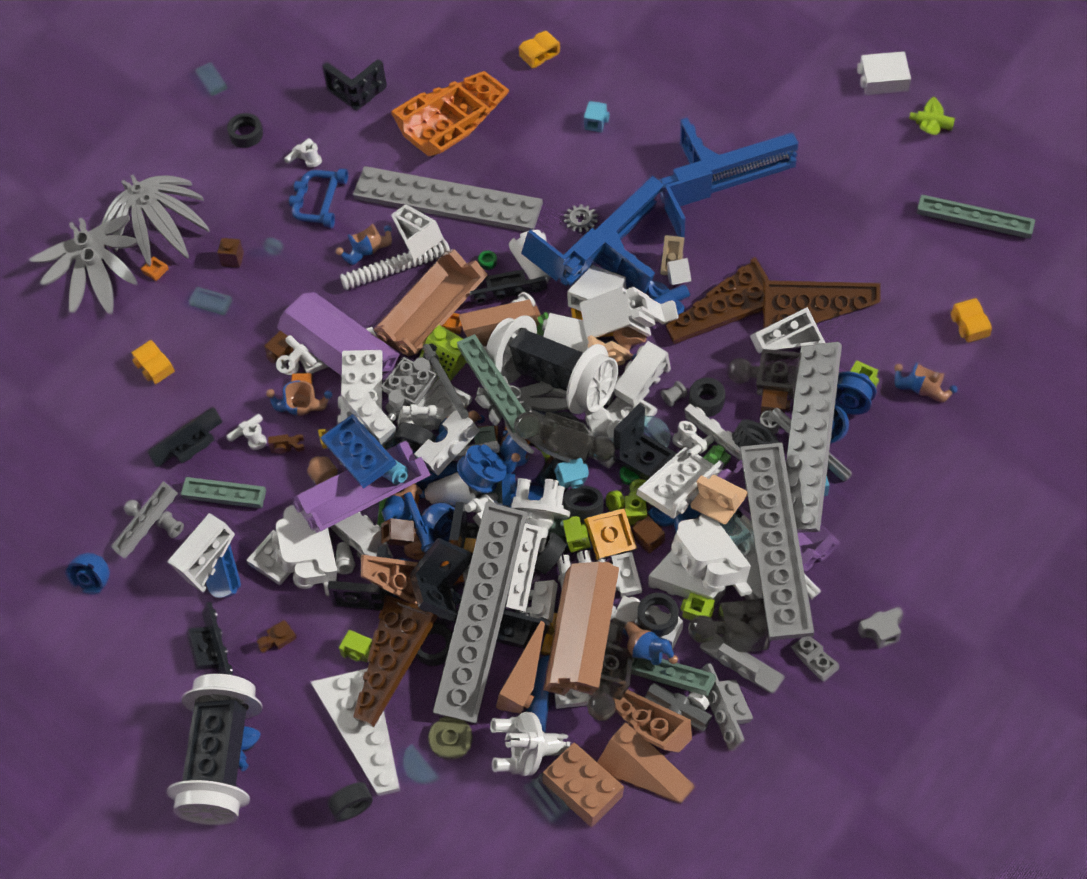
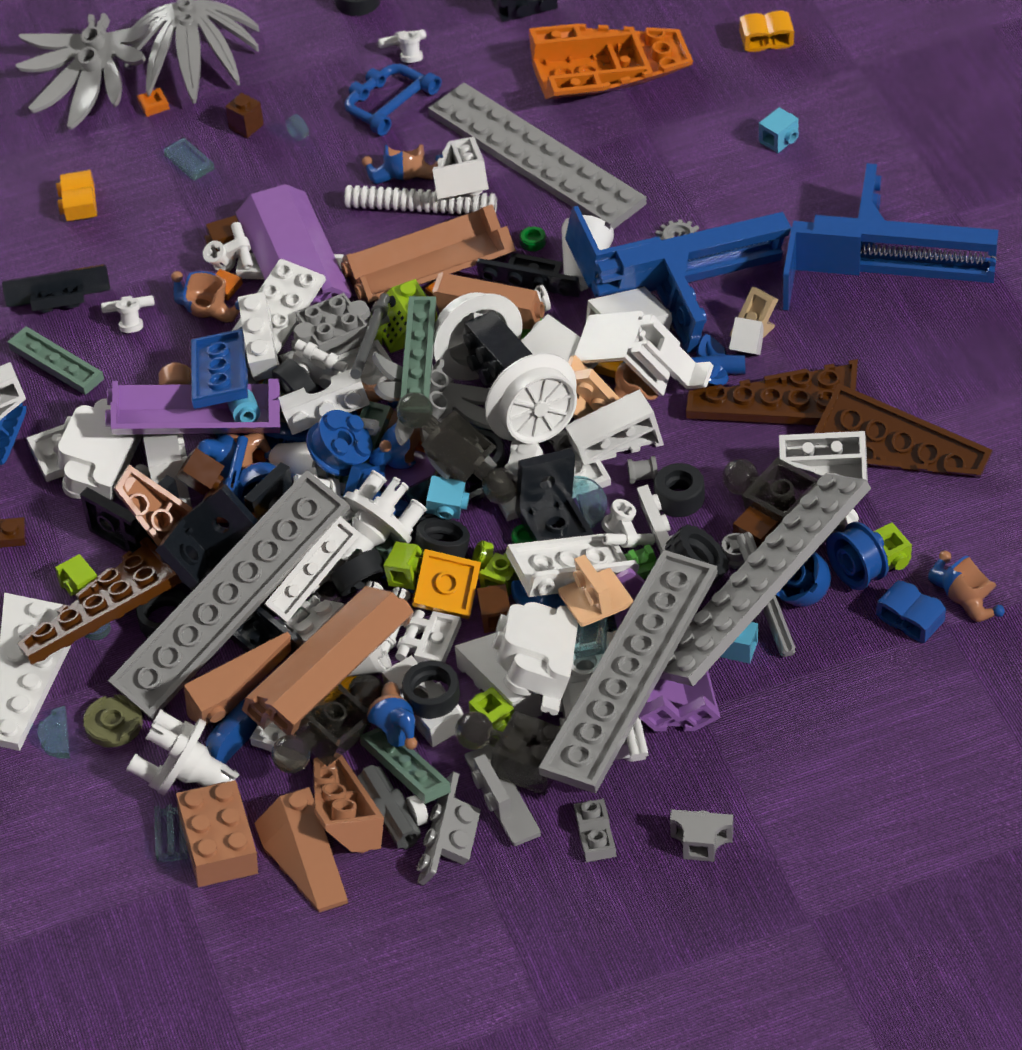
camera: 30 degrees right, 10 degrees down
(283, 443) = (154, 336): reddish brown plate -> none
(903, 414) = (911, 611): none -> blue brick

